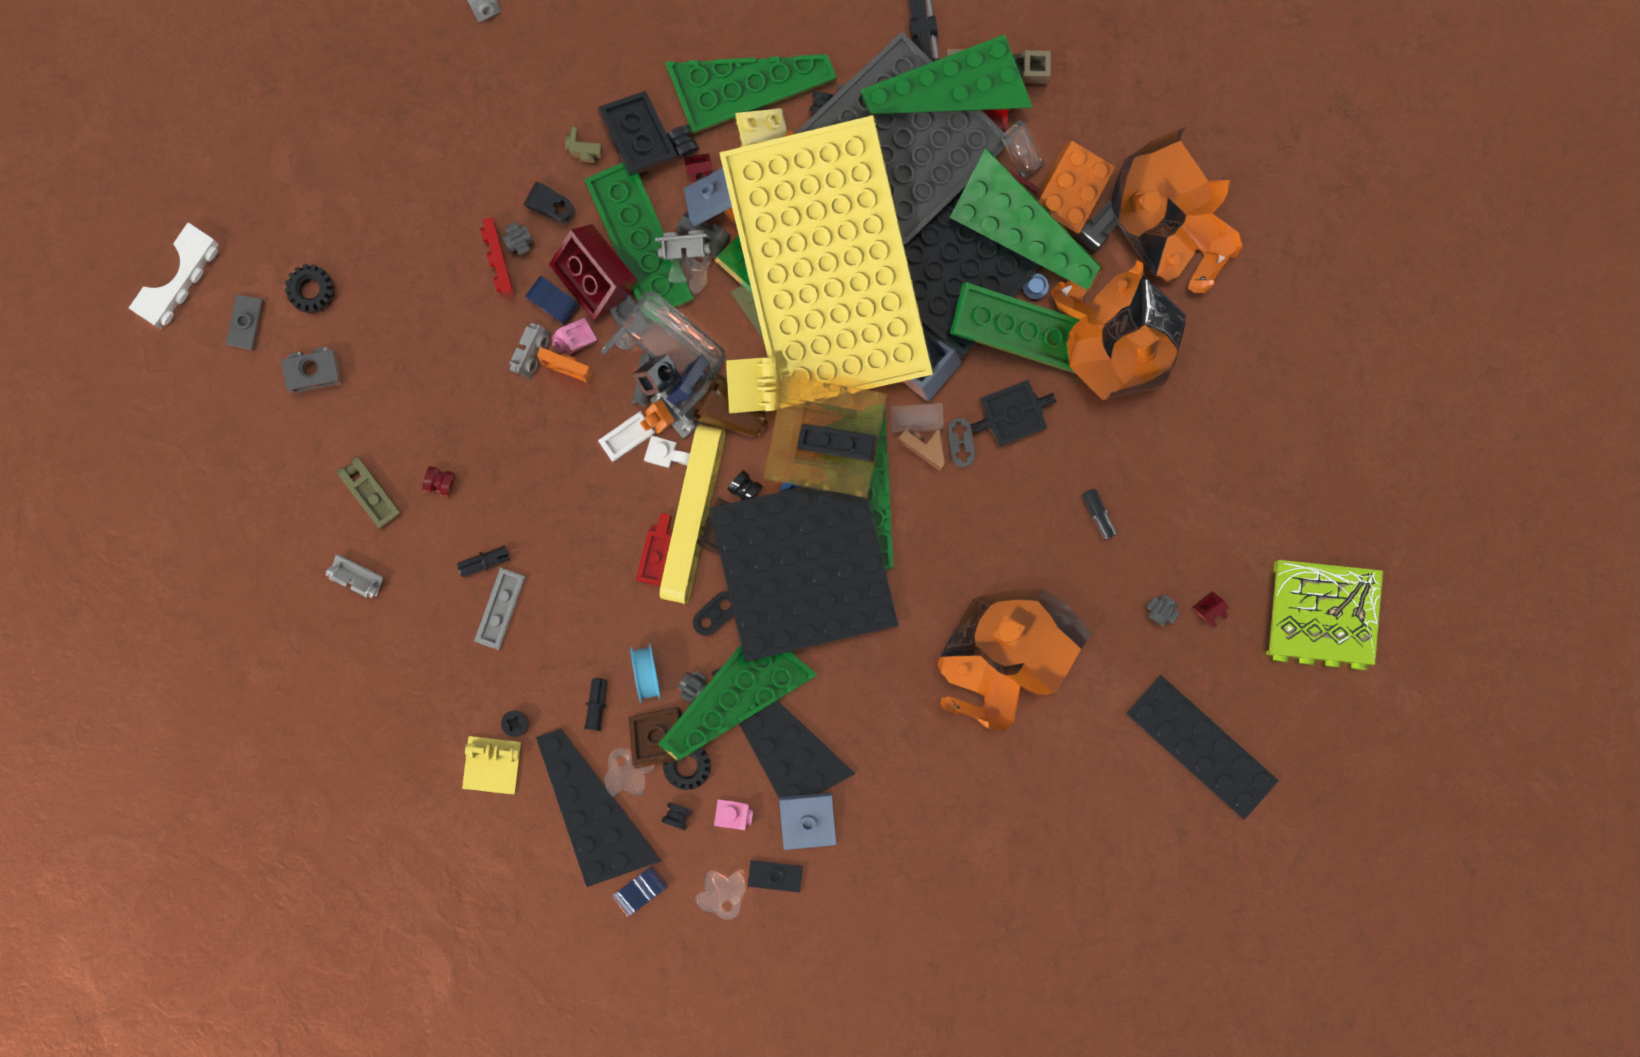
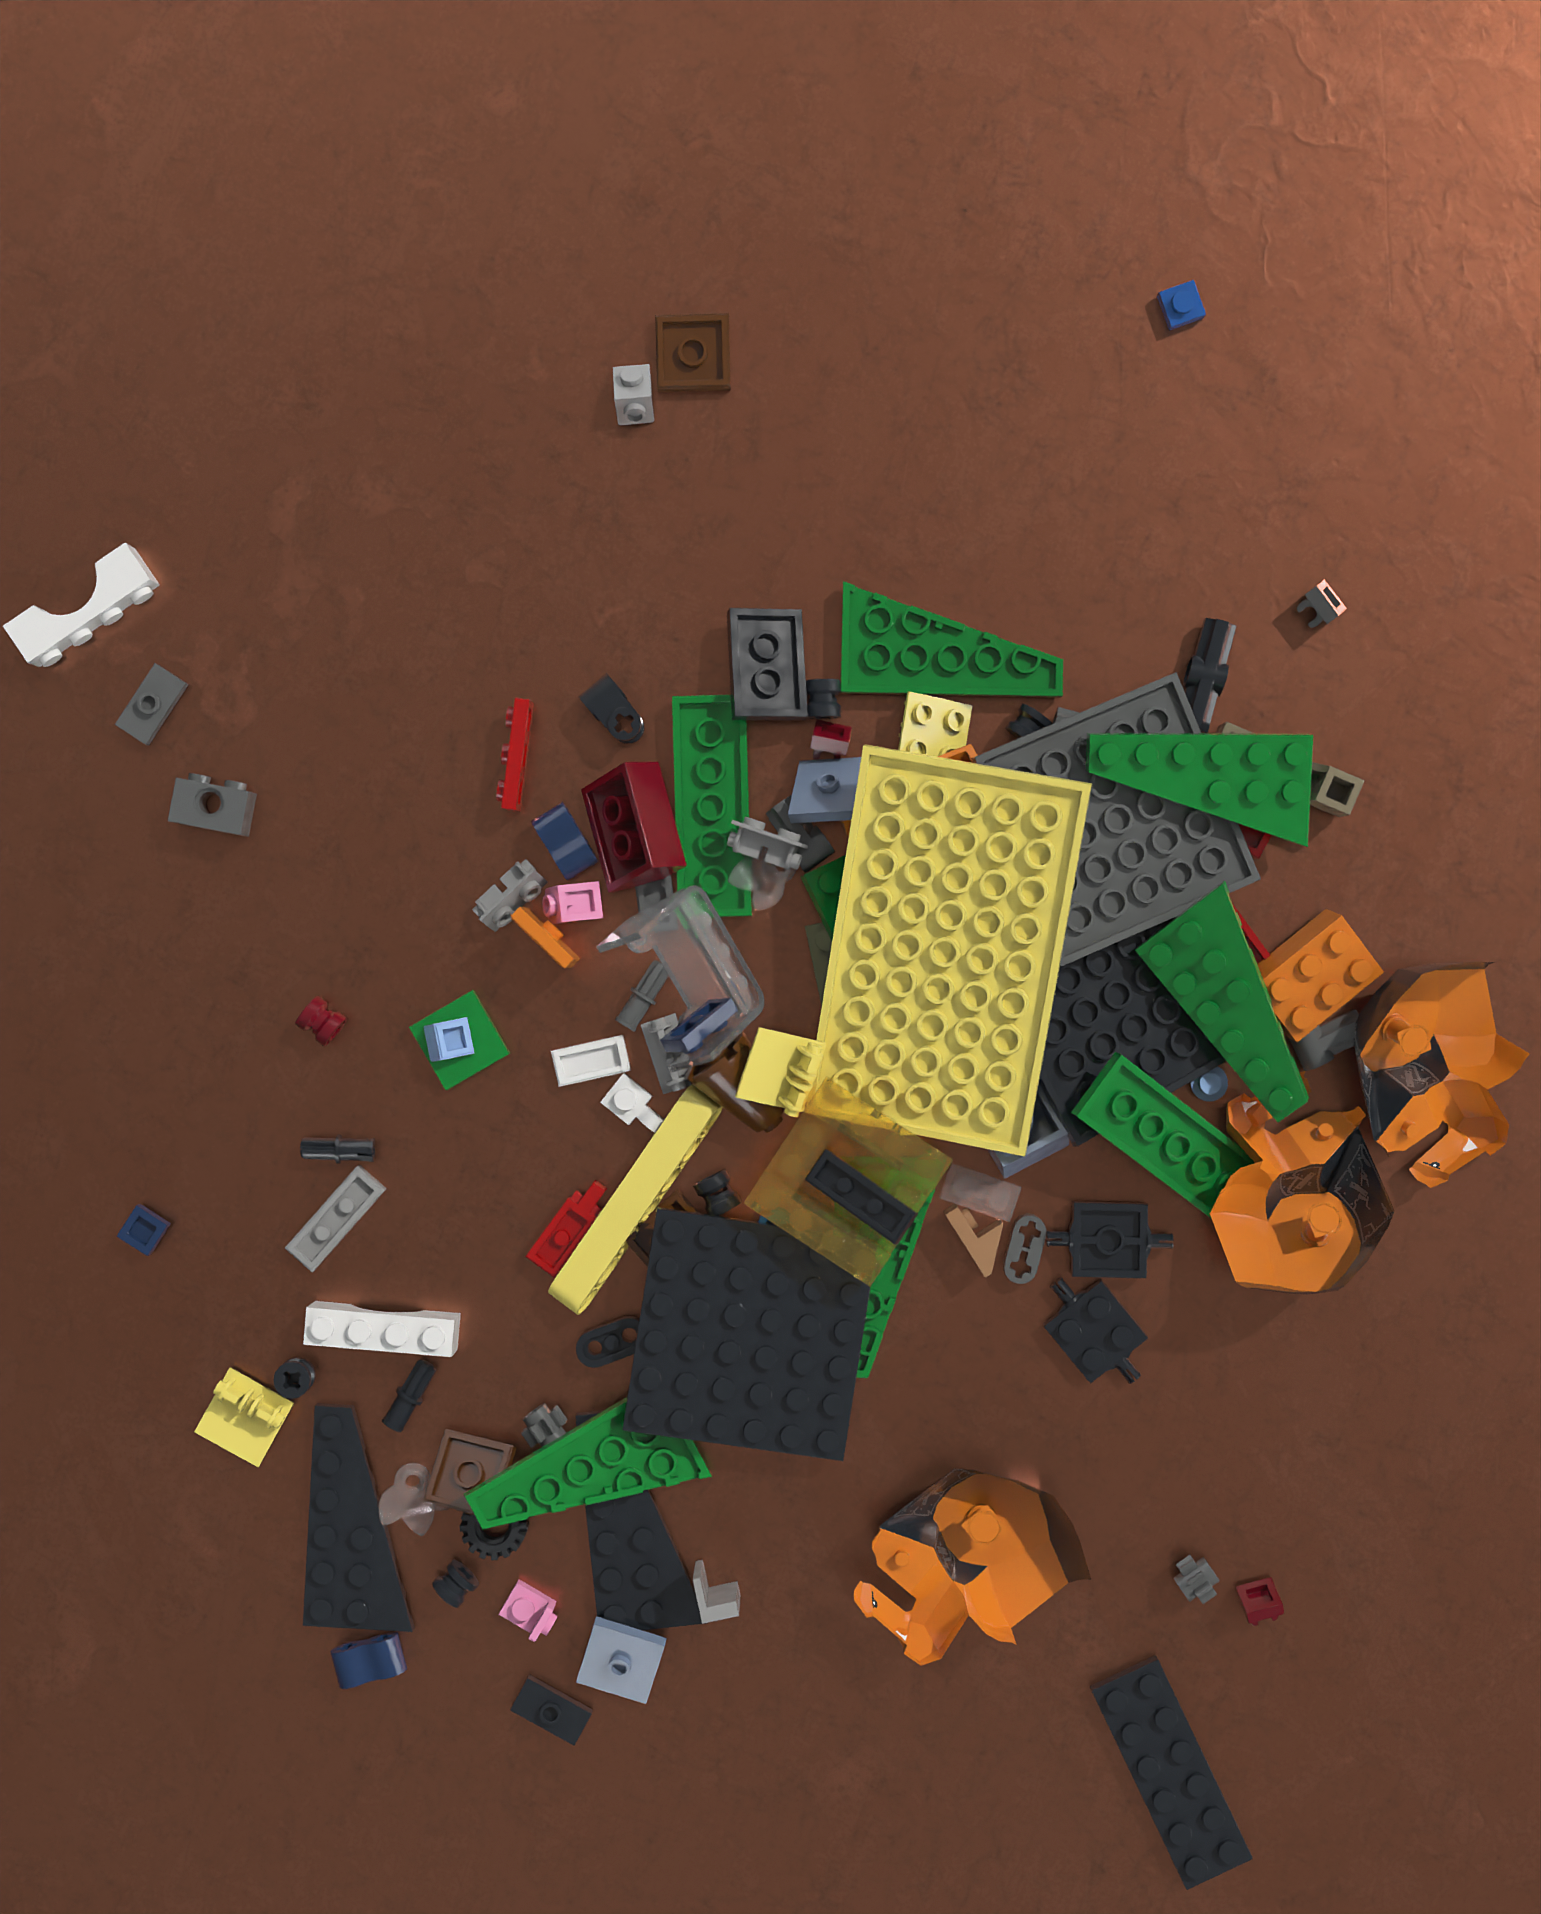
camera: 25 degrees right, 5 degrees up
(309, 273) = (232, 687): black tyre -> none
(362, 580) = (173, 1114): light grey hinge -> none
(369, 493) = (224, 997): olive plate -> none
(375, 667) = (143, 1229): none -> dark blue plate
(517, 238) = (552, 740): dark grey gear -> none
(527, 459) = (448, 1039): none -> light blue slope
(535, 458) = (485, 1038): none -> green tile
(560, 665) = (398, 1332): none -> white arch
(585, 151) = (689, 660): olive bracket -> none
(645, 672) = (487, 1387): medium azure wheel -> none
(656, 375) = (649, 1004): black brick -> none
(657, 417) = (640, 1055): orange tile -> none
(720, 890) = (470, 1700): clear plate -> none
(853, 753) = (716, 1601): none -> light grey panel
(1022, 149) = (1269, 896): clear plate -> none
(1029, 477) = (1095, 1330): none -> black plate
(1099, 514) = (1166, 1418): black axle -> none
(1325, 614) = (1407, 1672): lime panel -> none

